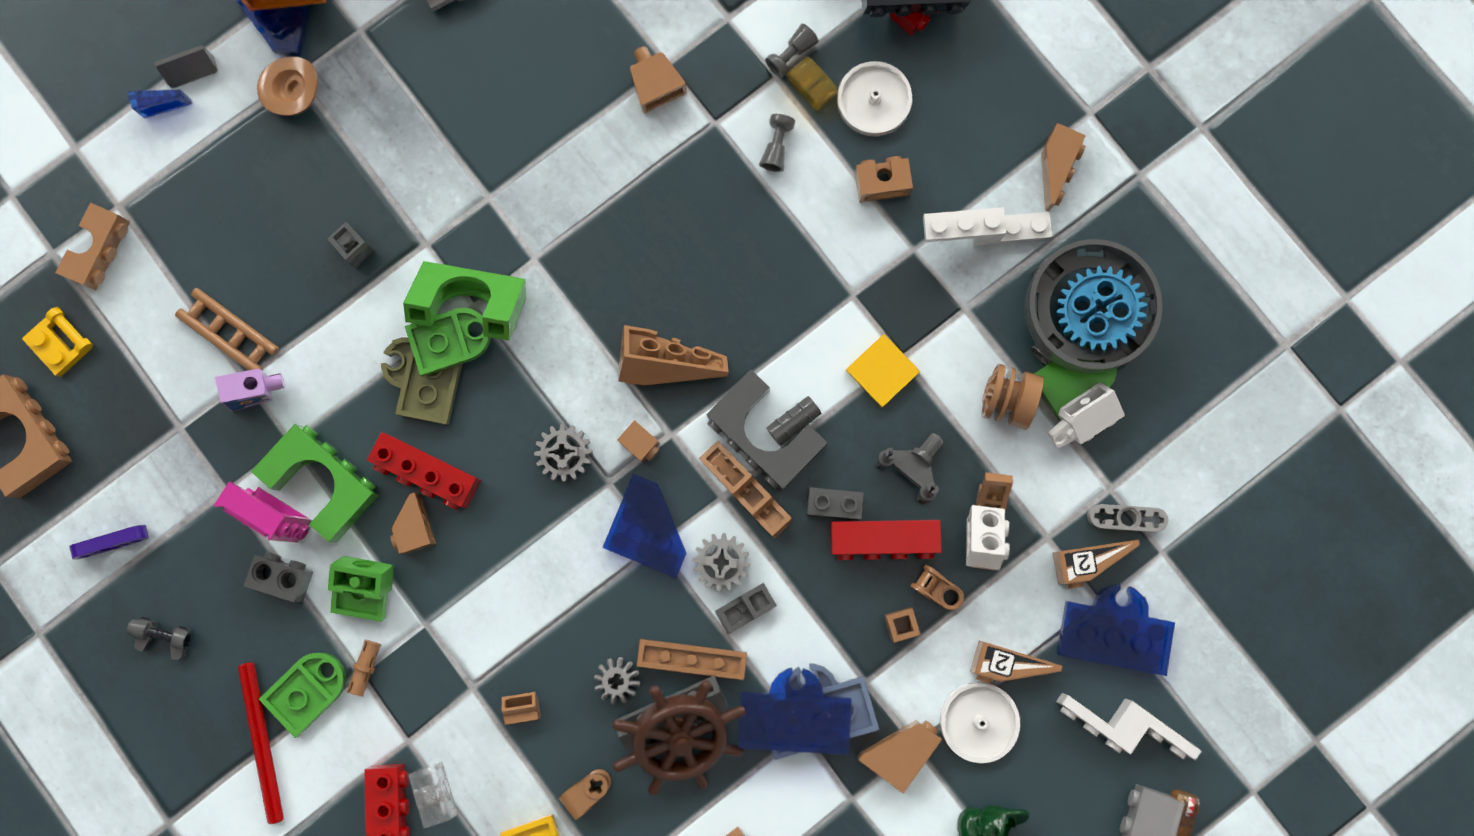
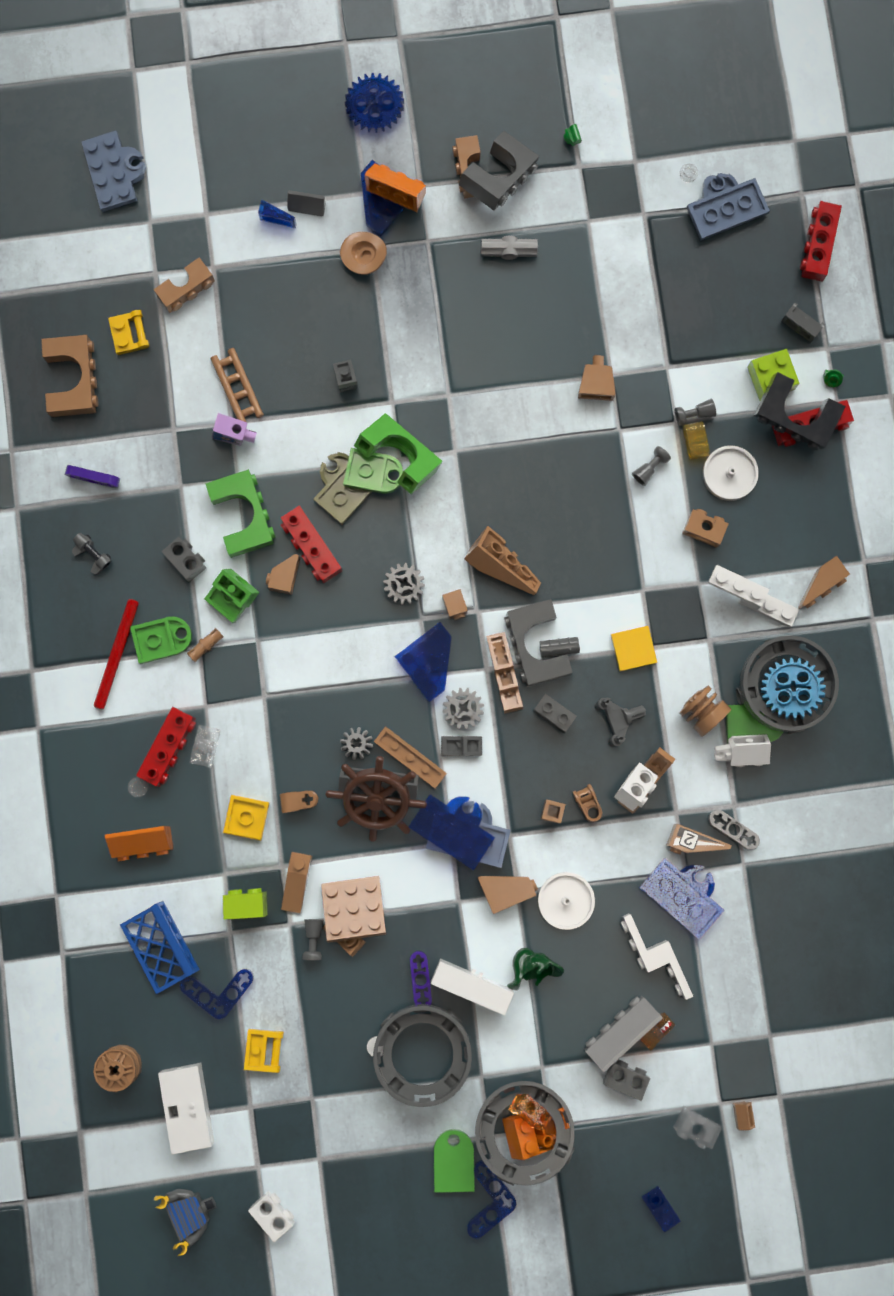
camera: 20 degrees right, 0 degrees up
(264, 513) = (200, 514): dark pink window -> none
(520, 708) = (287, 725): medium nougat piece -> none
(885, 537) = (573, 752): red brick -> none
(1004, 664) = (601, 872): slope -> none

